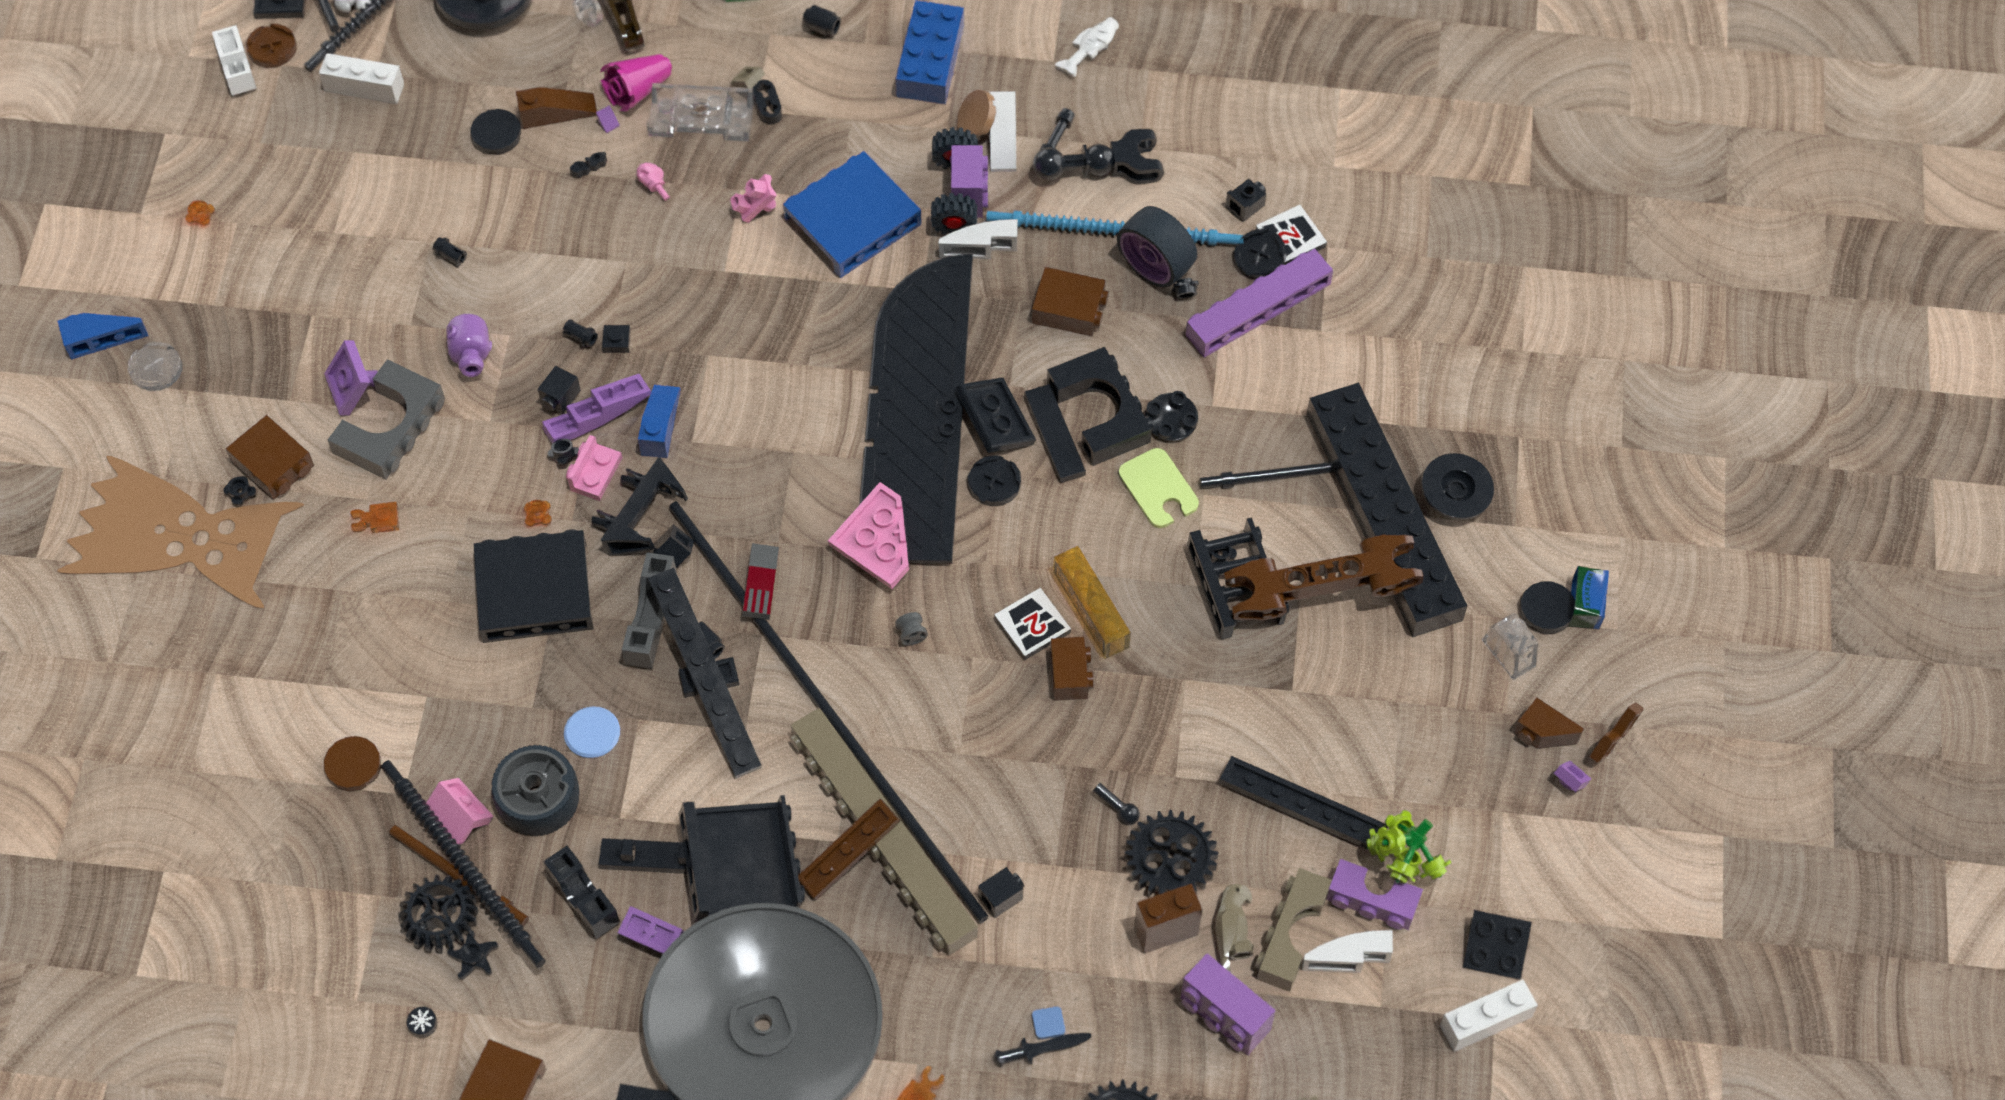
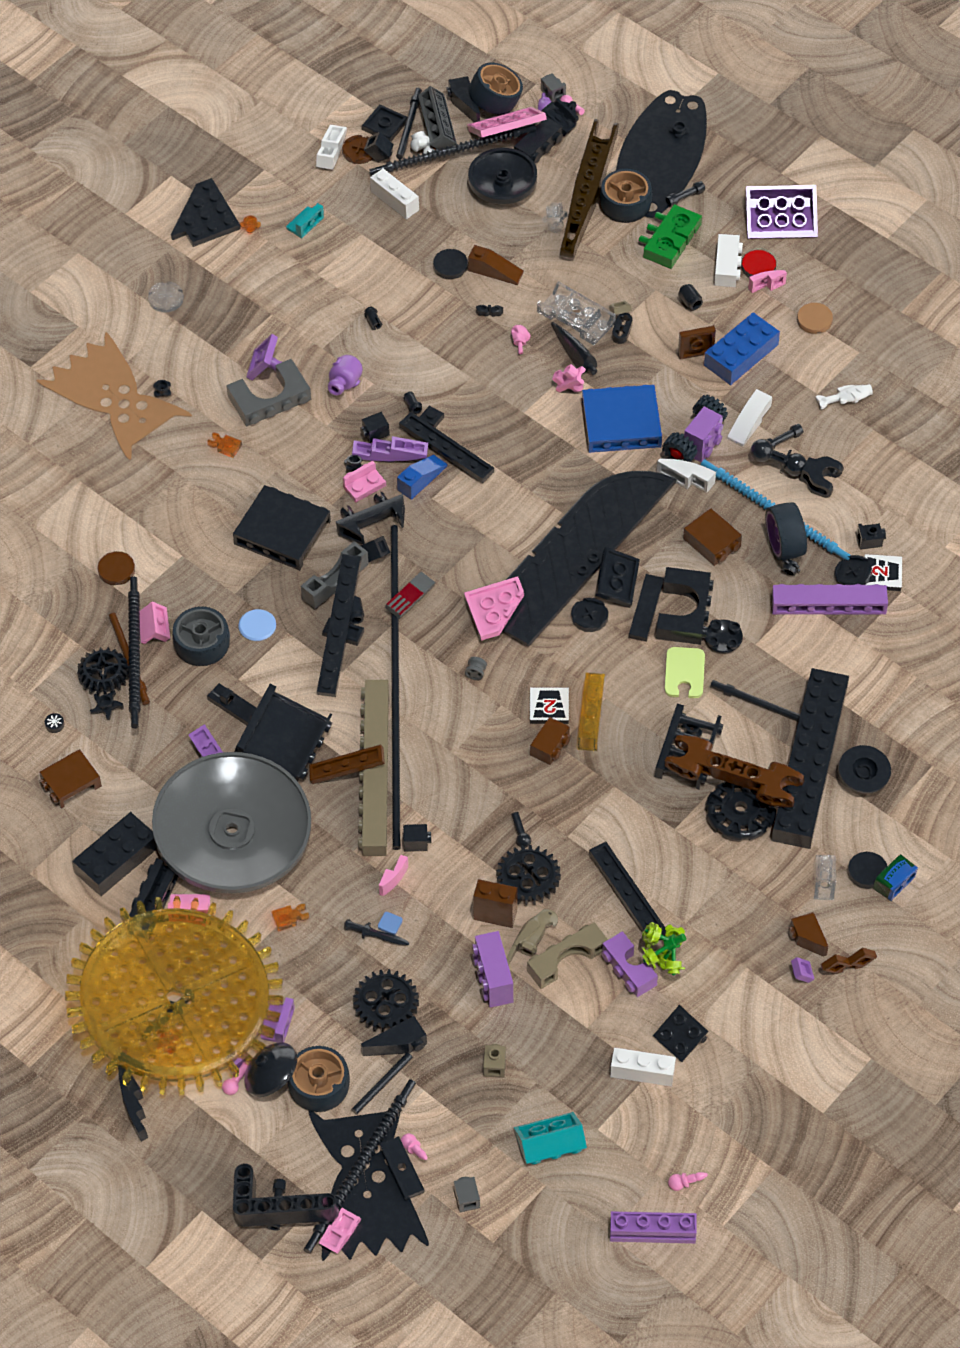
camera: 35 degrees right, 5 degrees down
(92, 333) = (145, 260): blue slope -> none
(131, 232) = (205, 215): none -> black wing
(269, 171) = (306, 220): none -> teal panel
(270, 457) = (190, 379): reddish brown brick -> none
(298, 29) = (379, 147): none -> black brick
(532, 508) = (314, 485): clear orange plate -> none
(579, 891) = (185, 702): black arch -> none
(607, 119) = (520, 289): medium lavender piece -> none
(632, 79) = (548, 272): dark pink cone -> none
(665, 366) = (447, 447): none -> black plate
(735, 159) = (576, 350): none -> black piece
(875, 72) = (696, 341): none -> reddish brown tile
(977, 113) = (740, 399): medium nougat tile -> none
(1009, 962) = (392, 878): none -> bright pink slope
(1350, 952) = (590, 986): white slope -> none
(1352, 634) = (738, 819): none -> black plate

